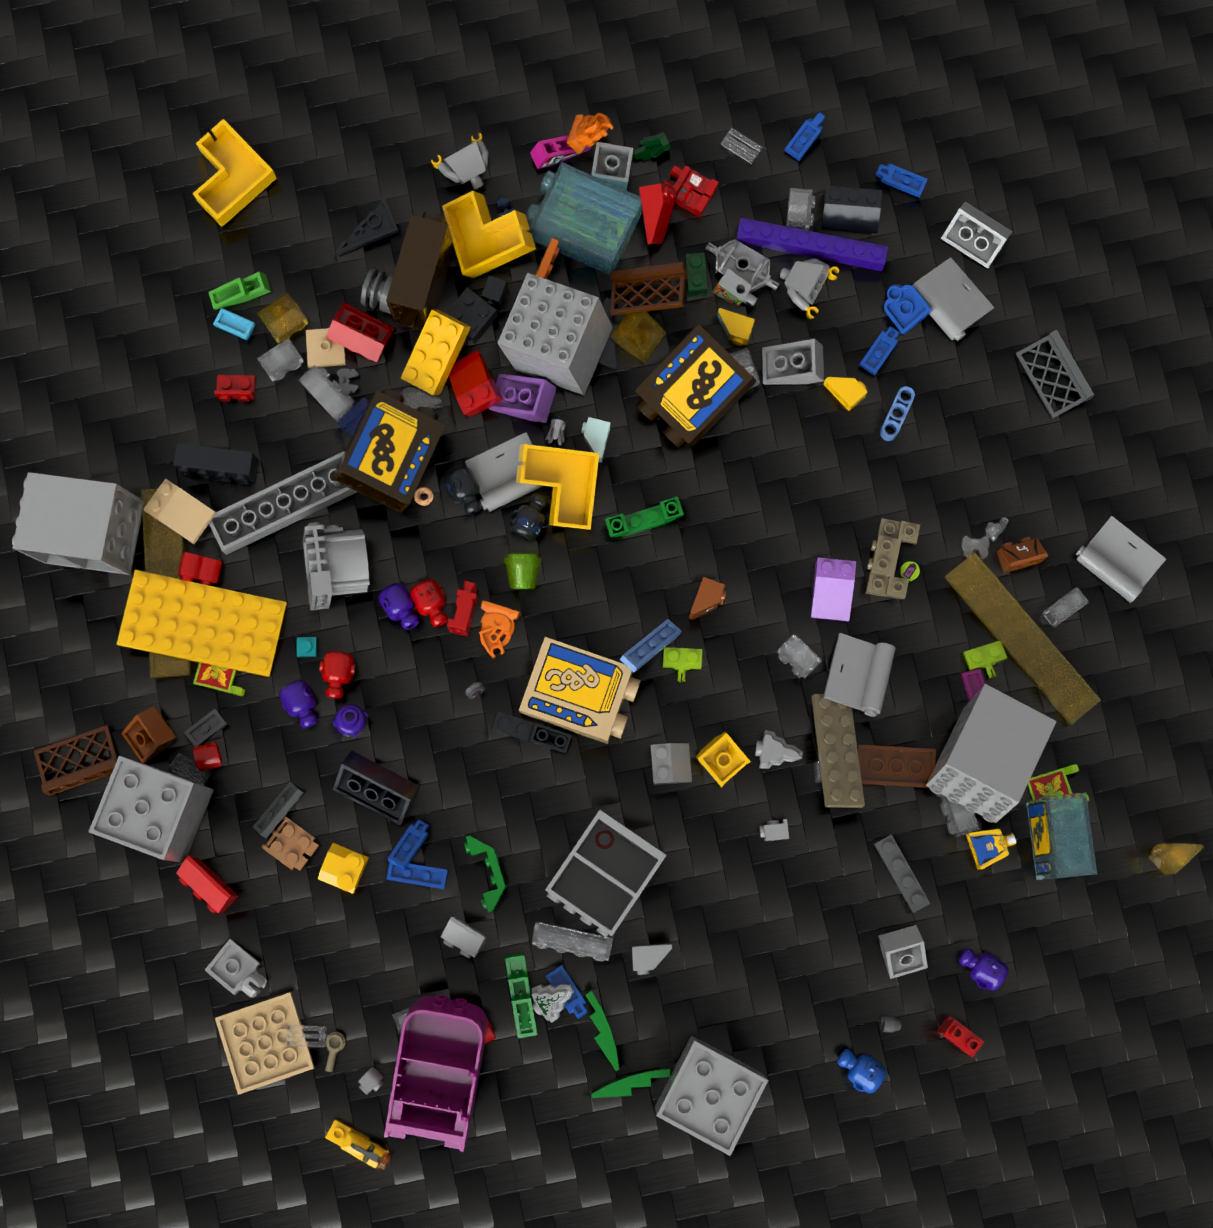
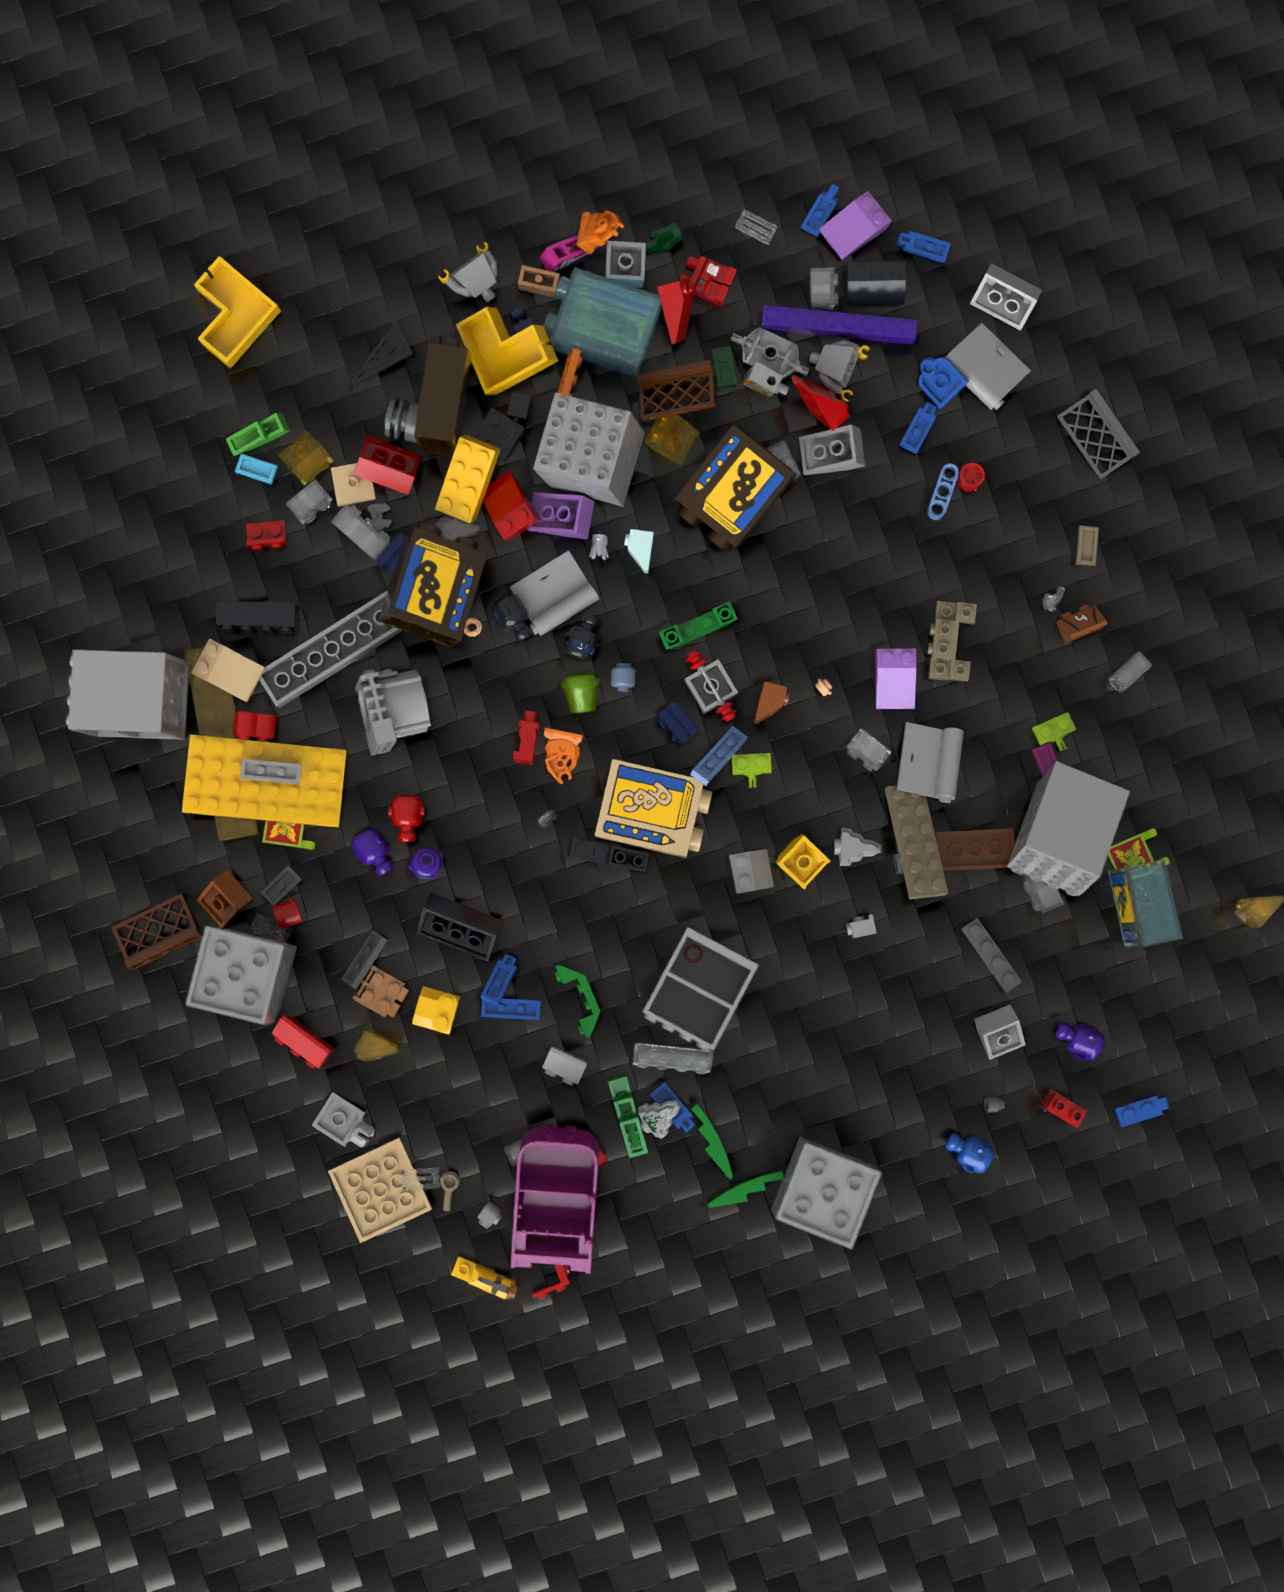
camera: 10 degrees left, 5 degrees up
(208, 614) = (270, 771): none -> light grey plate
(276, 897) = (373, 1046): none -> clear yellow slope
(306, 647) = (372, 793): teal plate -> none
(399, 605) = (460, 741): dark purple piece -> none
(430, 600) = (490, 733): red piece -> none
(438, 1155) = (562, 1271): none -> red bracket
(525, 173) = (538, 281): none -> medium nougat brick
(565, 559) = (623, 677): none -> sand blue head
(571, 476) = (621, 594): yellow piece -> none
(614, 610) = (678, 723): none -> clear blue brick
(648, 957) = (750, 1064): light grey slope -> none
(650, 577) = (711, 686): none -> light grey brick
(736, 326) = (770, 418): yellow slope -> none
(762, 590) = (824, 686): none -> light nougat plate
(787, 316) = (822, 403): none -> red slope
(837, 152) = (855, 225): none -> medium lavender slope
(846, 390) = (889, 473): yellow slope -> none
(909, 571) = (970, 651): lime tile -> none
(926, 402) = (970, 477): none -> red piece
(969, 545) = (1028, 618): clear piece -> none
(989, 846) = (1075, 919): torso -> none
(1022, 638) = (1089, 708): clear yellow plate -> none
(1034, 480) = (1087, 545): none -> dark tan tile
(1038, 1047) = (1141, 1110): none -> blue hinge
(1120, 559) = (1176, 618): light grey door -> none

